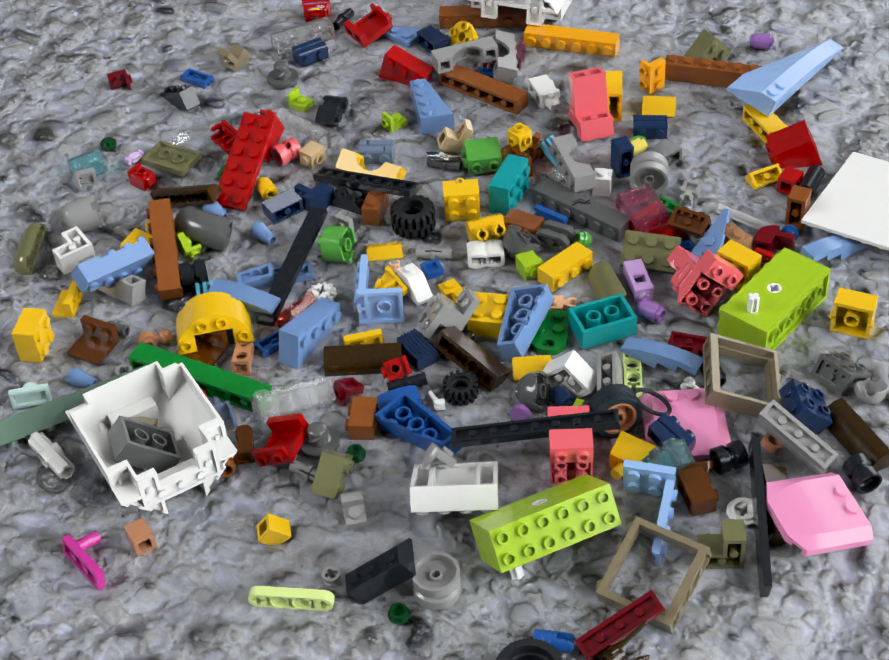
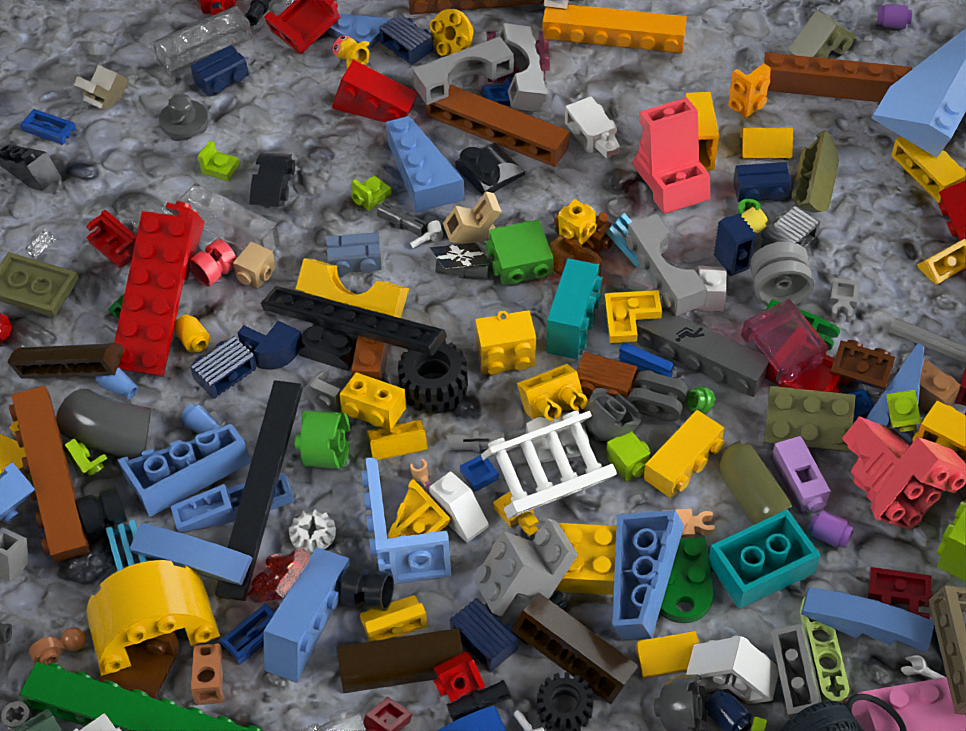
camera: 10 degrees left, 10 degrees up
(248, 253) = (184, 468): none -> medium blue wedge
(349, 320) = (367, 588): none -> black wheel
(372, 227) = (373, 401): none -> yellow brick
(393, 40) = (348, 49): none -> yellow animal
(411, 136) = (402, 219): none -> dark grey pin
(431, 145) = (434, 233): none -> white hand
(471, 278) = (546, 491): none -> white fence
(473, 110) = (488, 167): none -> black slope
(541, 184) = (626, 308): none -> yellow plate
(688, 124) = (816, 174): none -> olive brick
(710, 242) = (903, 410): none -> lime bracket

